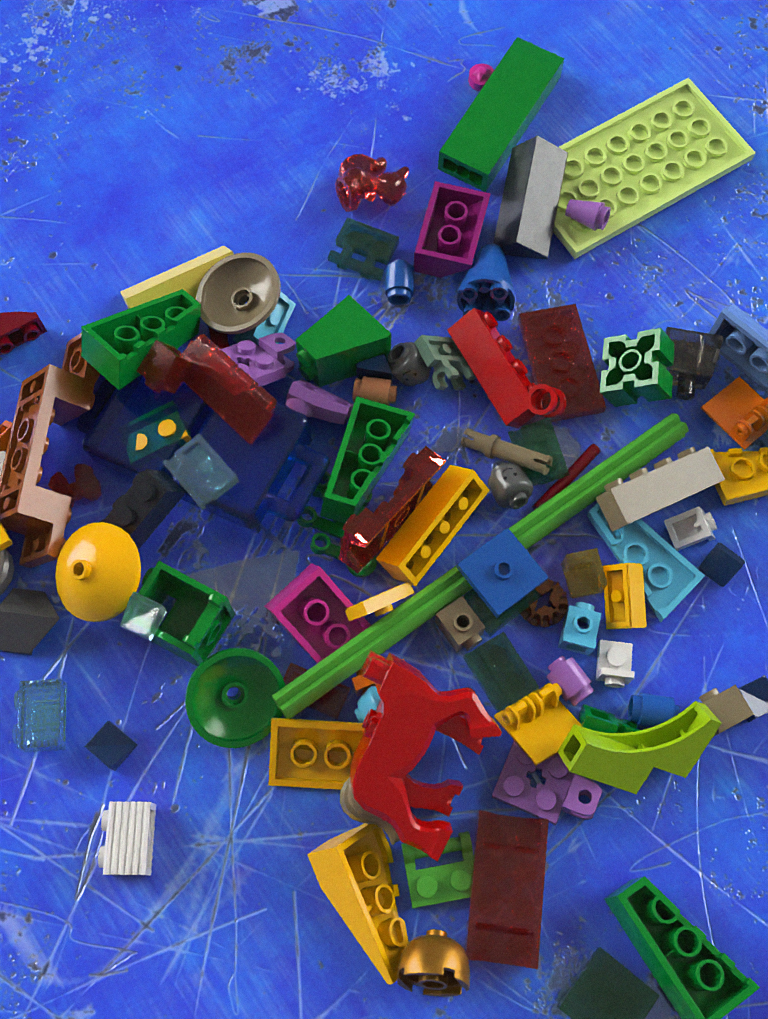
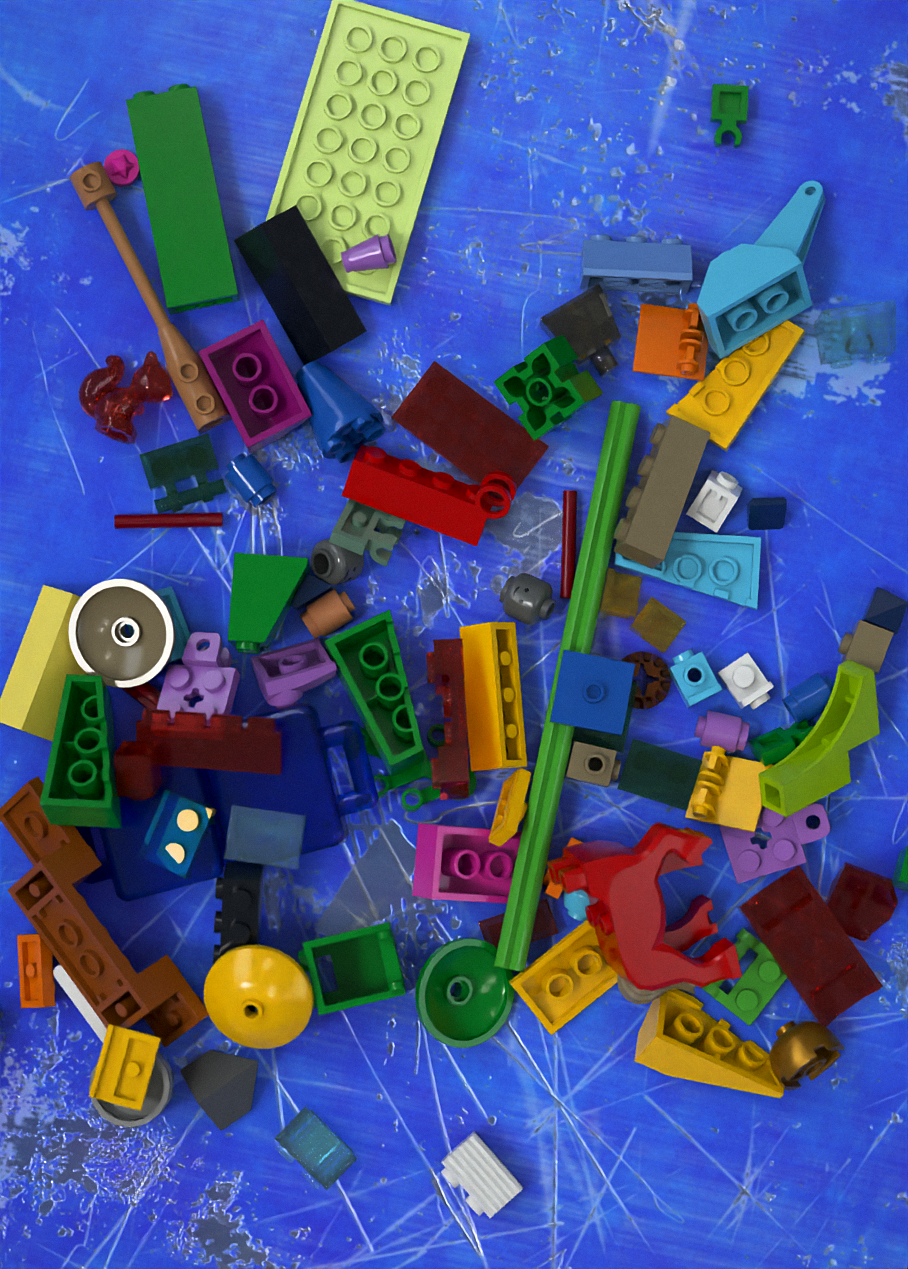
camera: 45 degrees left, 15 degrees up
(86, 484) = (152, 929): clear red piece -> none
(111, 745) = (396, 1119): dark blue slope -> none
(143, 616) = (338, 1001): clear light blue slope -> none
(330, 269) = (174, 520): none -> dark red bar
(419, 188) = (182, 361): none -> medium nougat bar
(493, 447) = (483, 574): dark tan pin -> none
(541, 438) = (525, 543): clear green plate -> none
(573, 534) = (620, 595): none -> clear yellow panel
(574, 890) = (861, 900): none -> clear red slope
(624, 596) = (708, 616): yellow slope -> none

